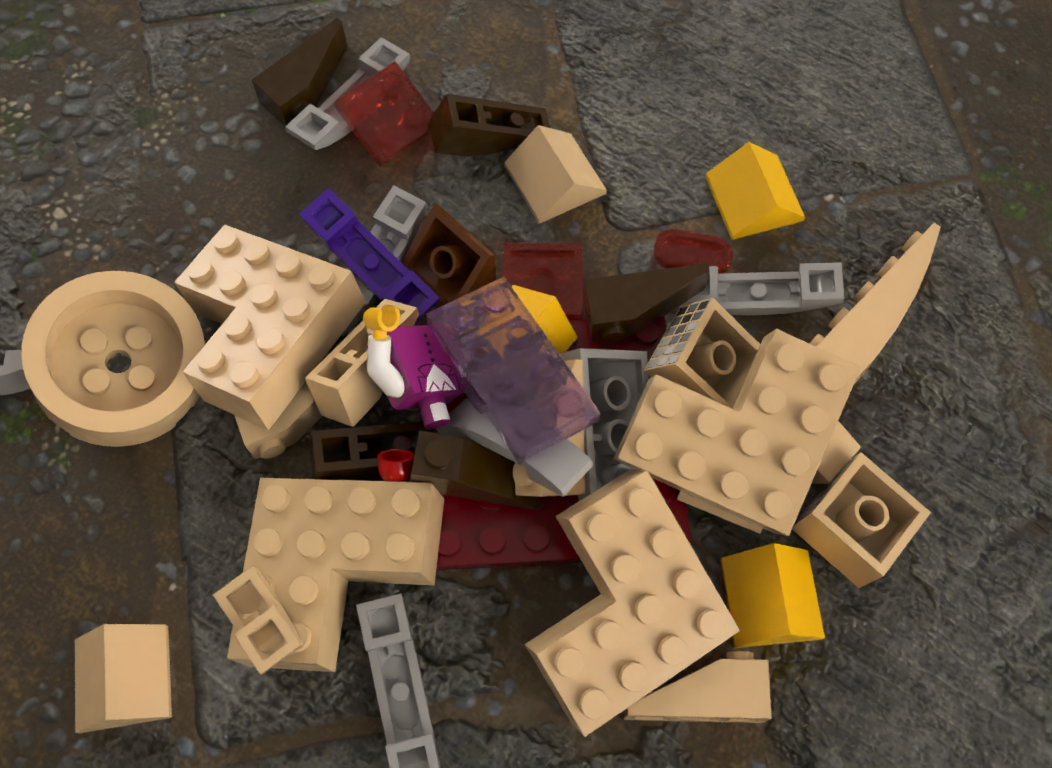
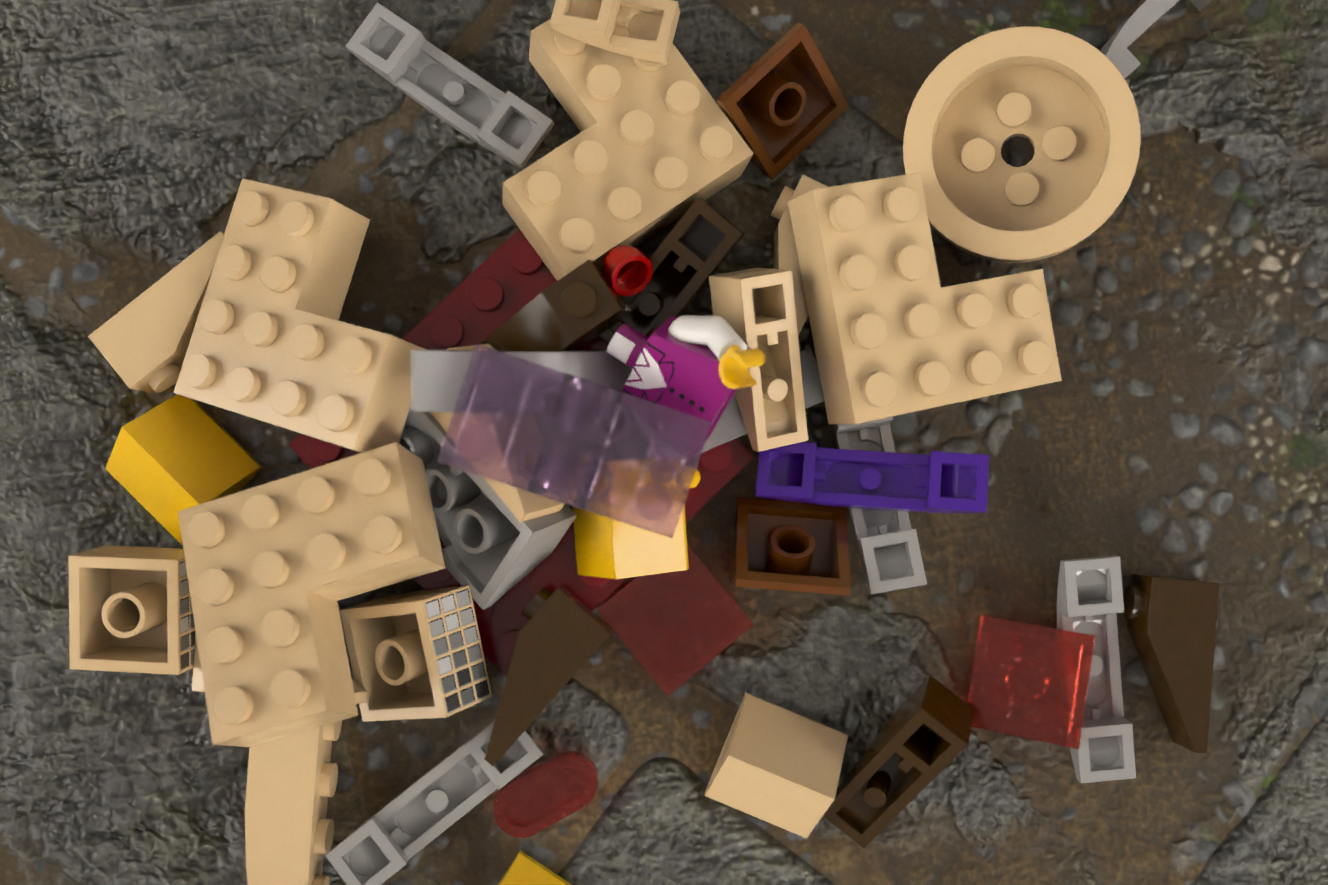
camera: 135 degrees right, 20 degrees up
(210, 509) = (783, 101): none -> reddish brown slope

